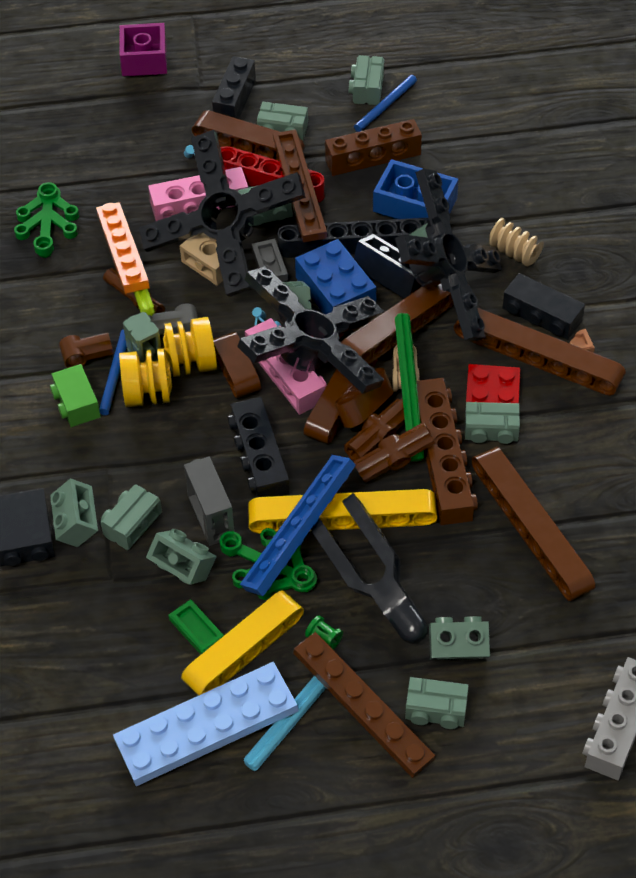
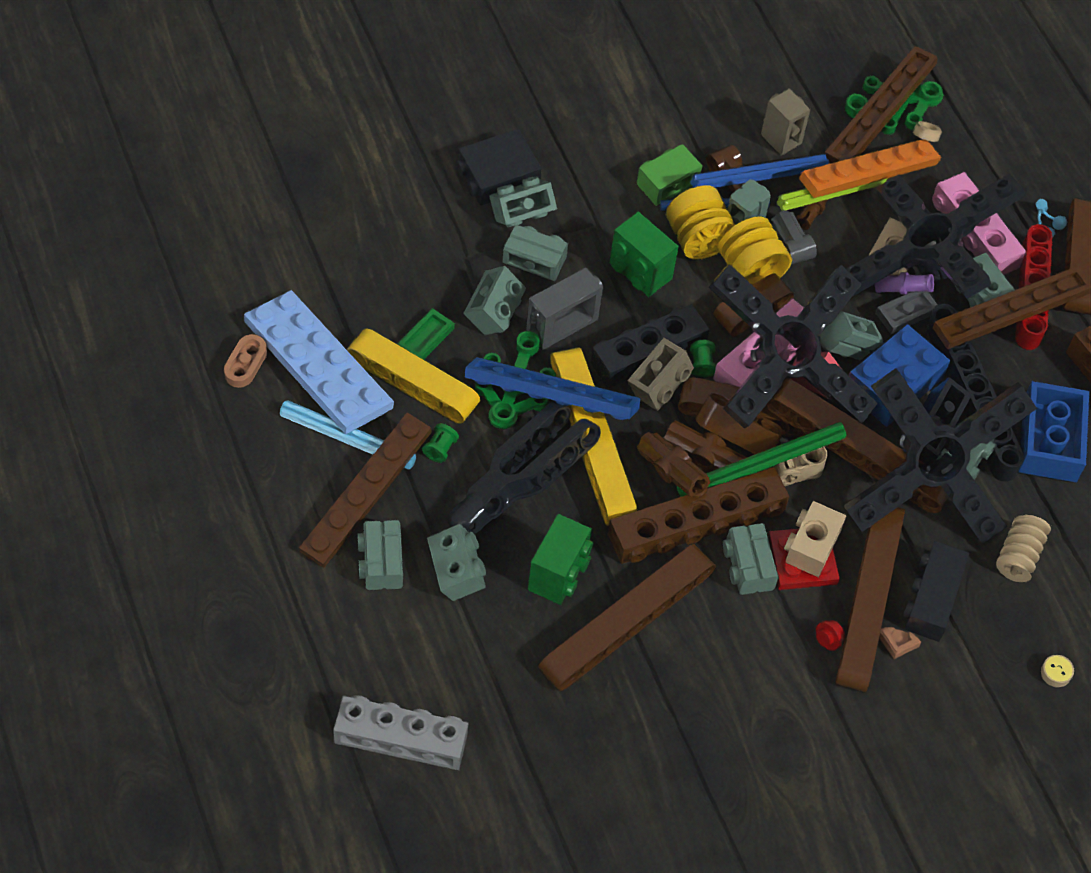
camera: 70 degrees right, 5 degrees up
(52, 293) = (785, 121): none -> dark tan brick
(57, 226) = (882, 105): none -> reddish brown plate
(89, 204) = (927, 131): none -> tan tile
(103, 324) = (758, 172): none -> blue axle
(166, 428) = (643, 254): none -> green brick
(188, 791) = (243, 362): none -> nougat plate
(251, 245) = (905, 283): none -> medium lavender pin
(282, 413) = (703, 358): none -> green bush
(298, 441) = (661, 374): none -> dark tan brick
(475, 555) = (560, 559): none -> green brick
(489, 368) = (808, 553): none -> tan brick
(571, 385) = (830, 634): none -> red plate
(621, 252) = (1057, 671): none -> light yellow tile

